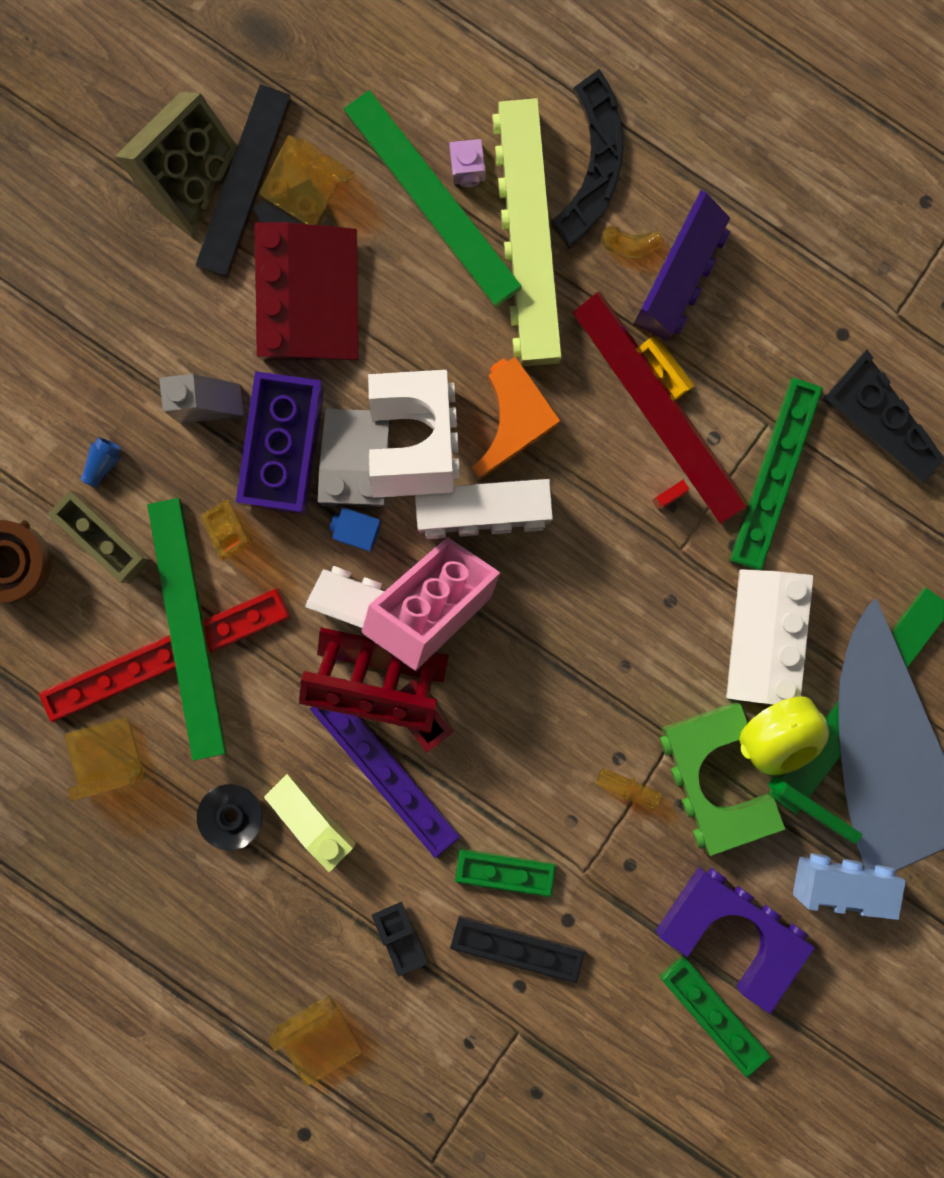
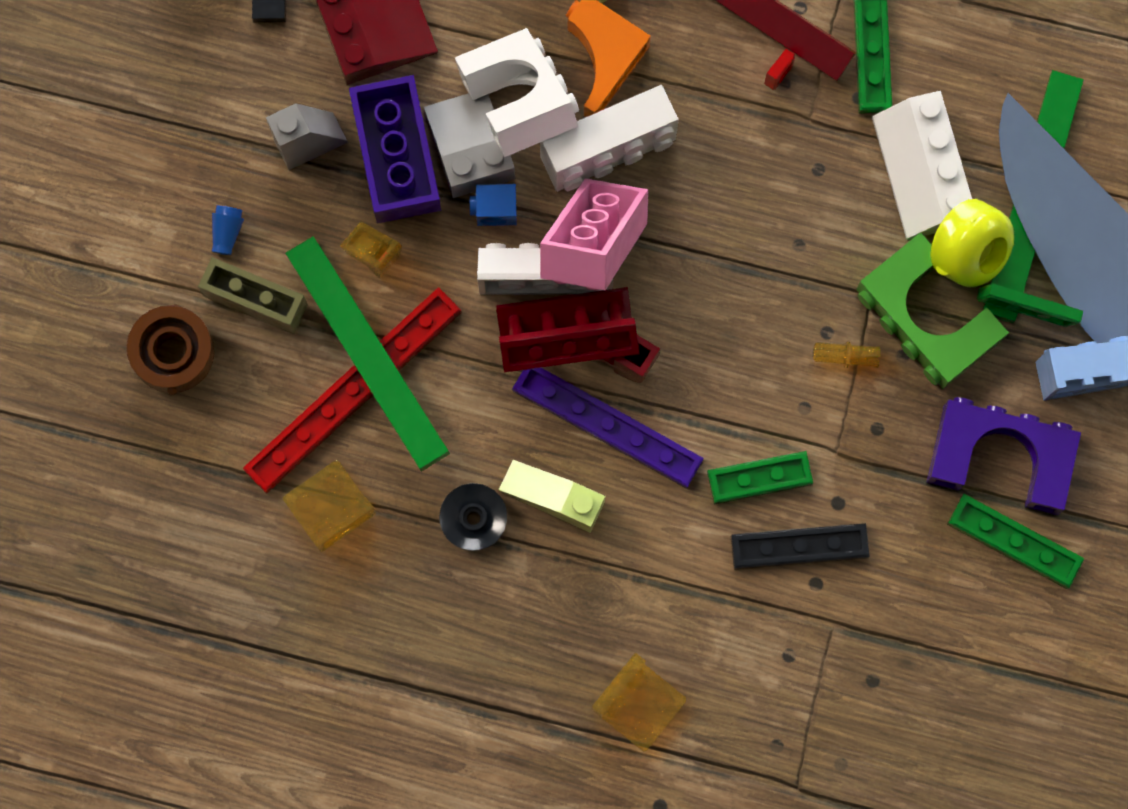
camera: 20 degrees left, 10 degrees down
(400, 939) = (683, 577): black slope -> none

